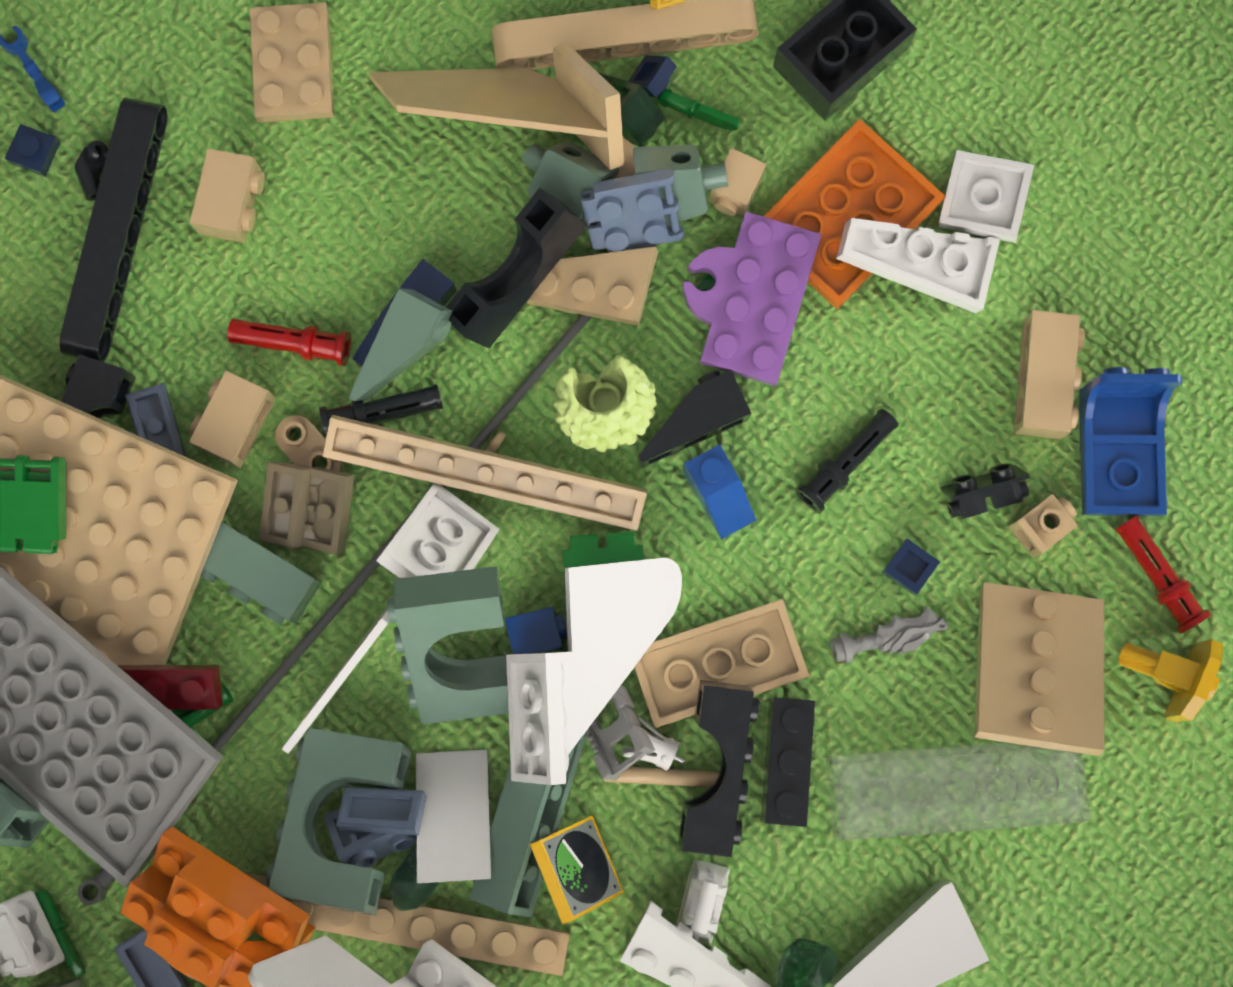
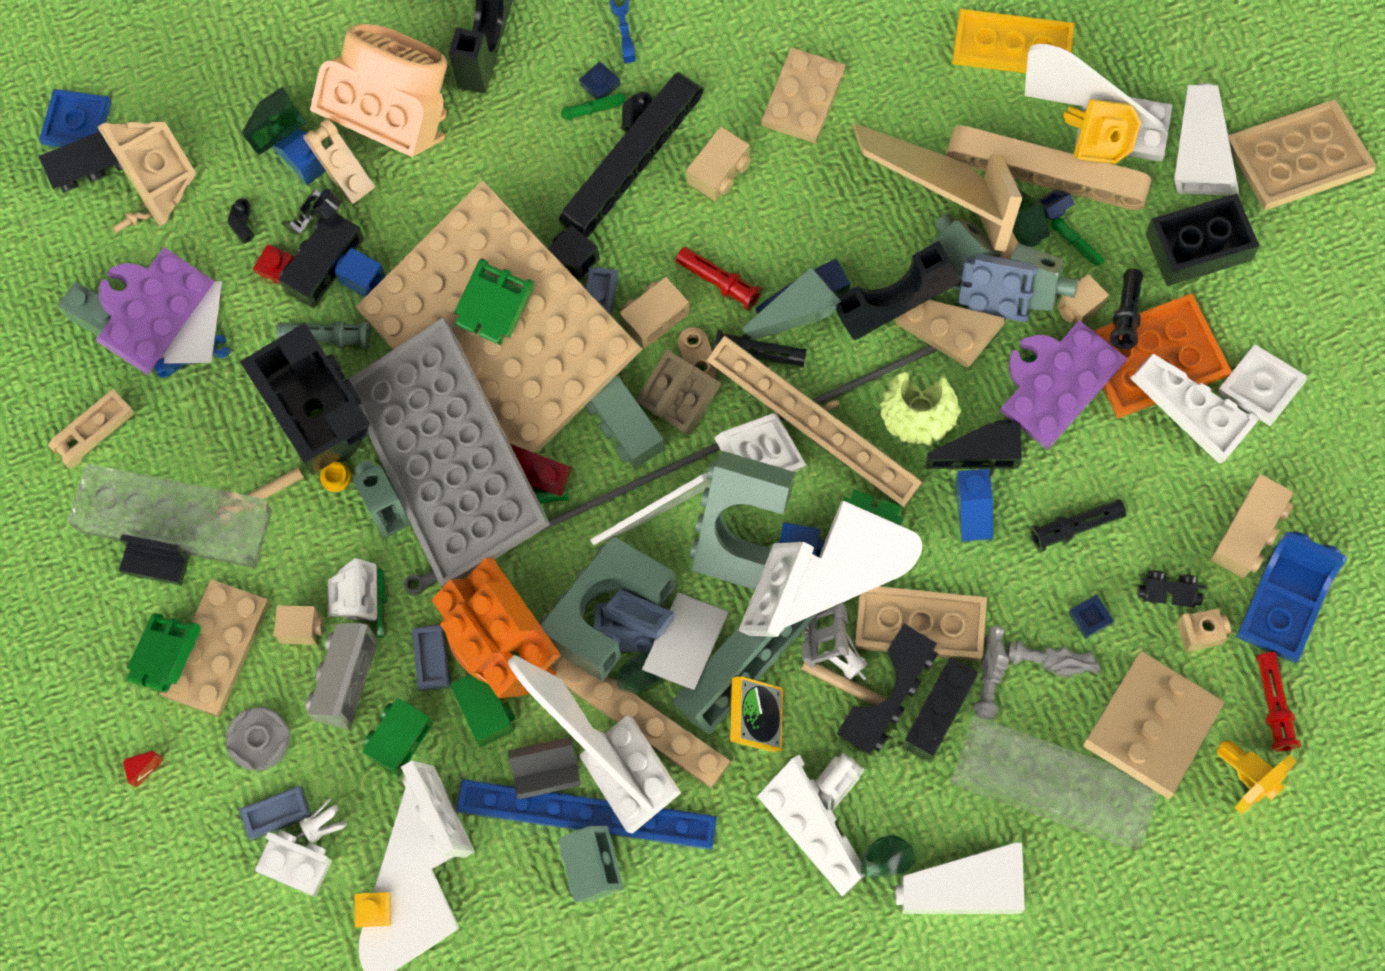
camera: 30 degrees right, 10 degrees down
(39, 185) = (594, 106): none -> green piece
(800, 183) = (1127, 317): none -> black pin
(825, 677) = (993, 668): none -> light grey piece

